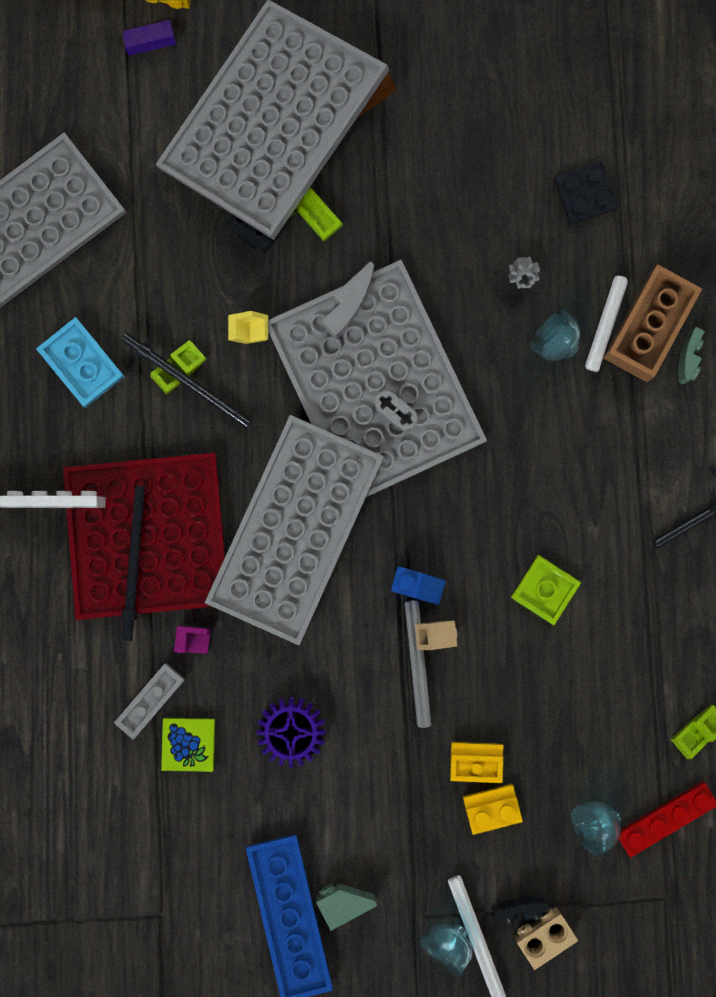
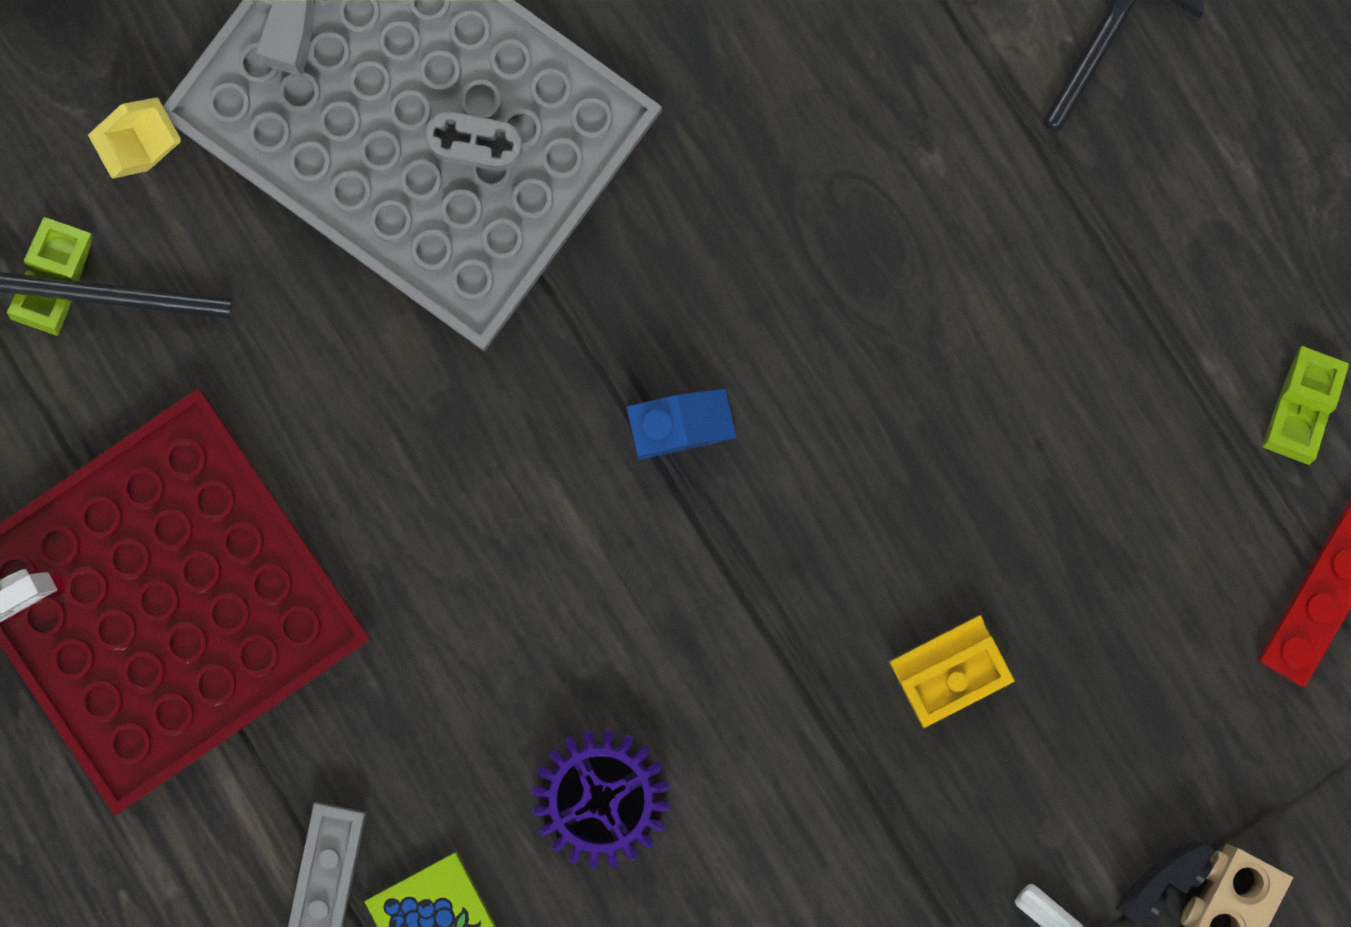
camera: 30 degrees left, 0 degrees up
(129, 614) = (202, 751): black bar -> none
(192, 639) = (339, 735): magenta panel -> none
(294, 530) = (411, 444): light grey plate -> none
(417, 666) = (756, 558): light grey axle -> none
(436, 635) = (759, 490): tan brick -> none
(492, 809) = (1023, 737): yellow plate -> none
(545, 590) = (906, 309): lime tile -> none
(598, 826) = (1218, 662): clear light blue cylinder -> none

